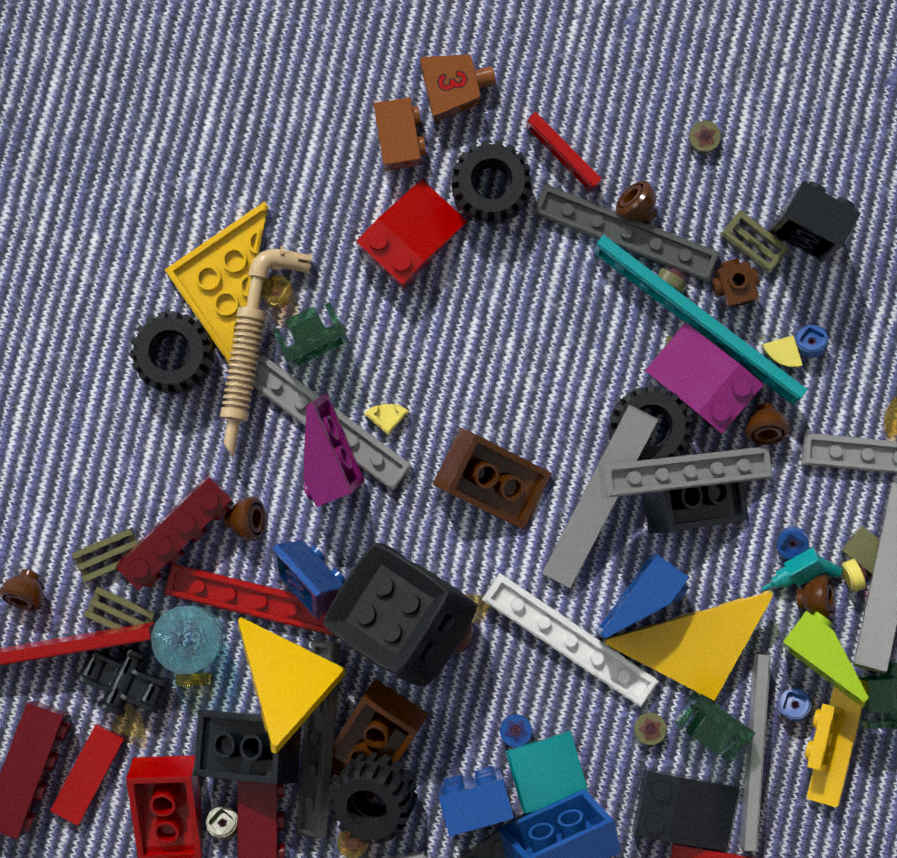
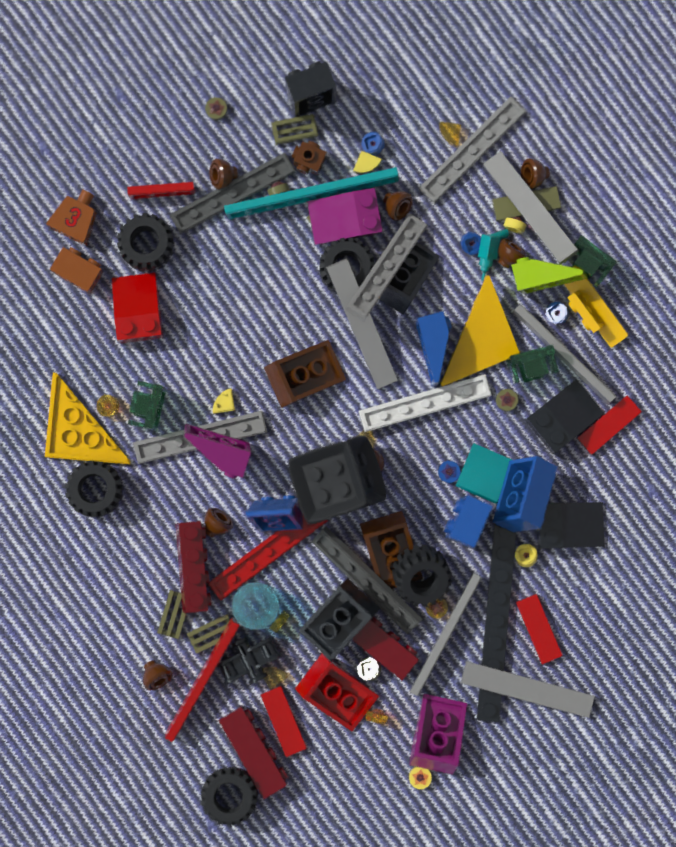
camera: 55 degrees left, 0 degrees up
(247, 339) = (121, 442): tan piece -> none
(285, 680) = (320, 569): yellow tile -> none

